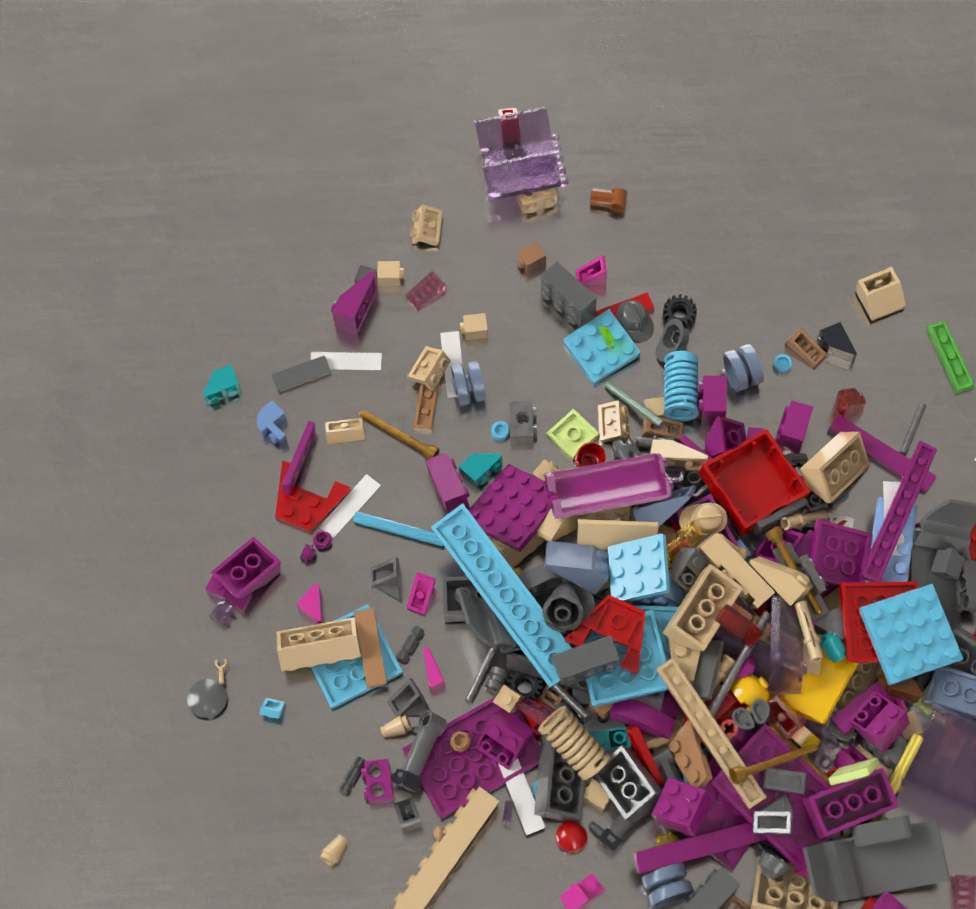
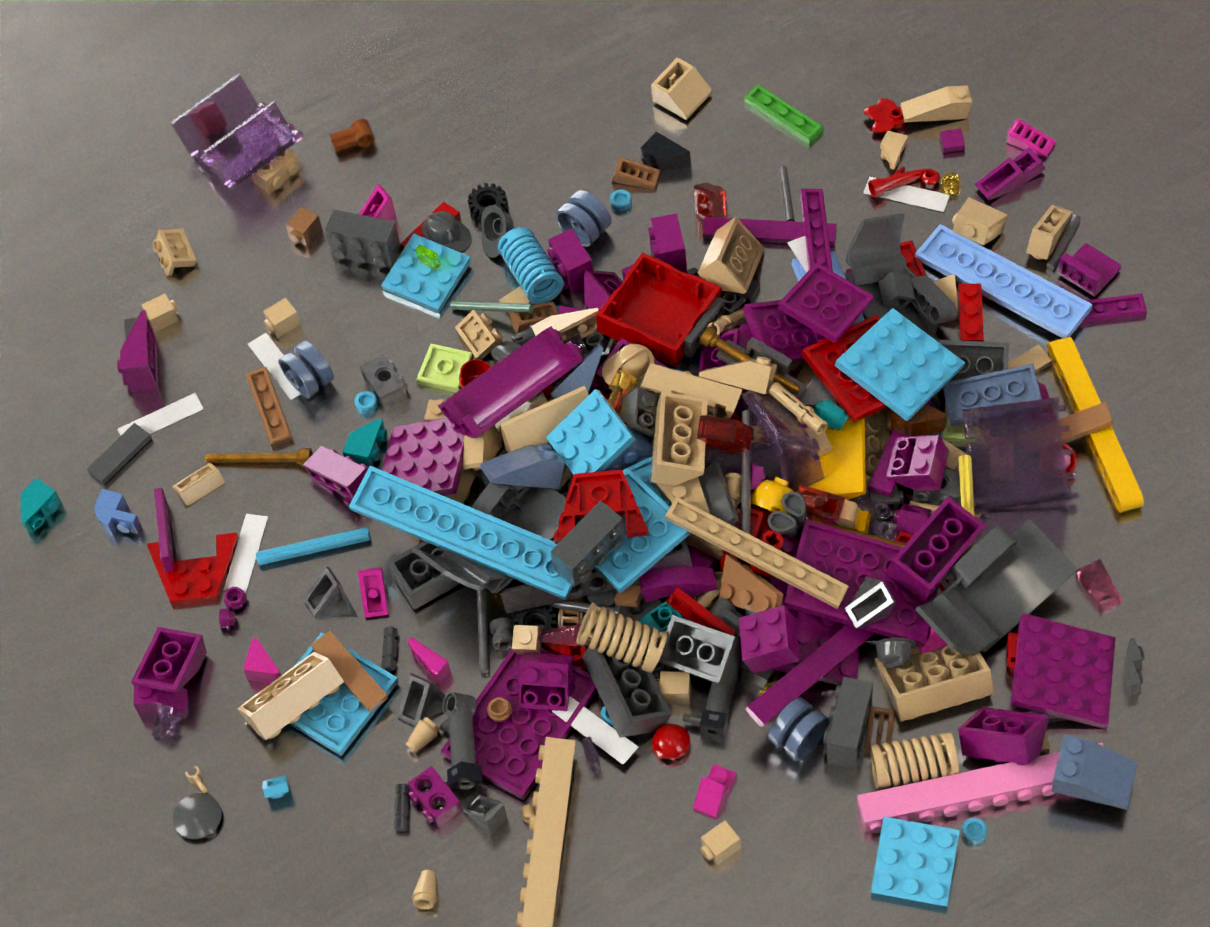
camera: 25 degrees left, 10 degrees down
(421, 285) = (204, 301): clear pink slope -> none
(429, 367) = (256, 376): tan bracket -> none
(563, 609) = (536, 512): flat silver cone -> none
(739, 774) = (809, 574): pearl gold piece -> none
(784, 780) = (857, 563): flat silver tile -> none
(853, 771) = (921, 518): yellowish green tile -> none
(881, 552) = (825, 302): none -> magenta plate

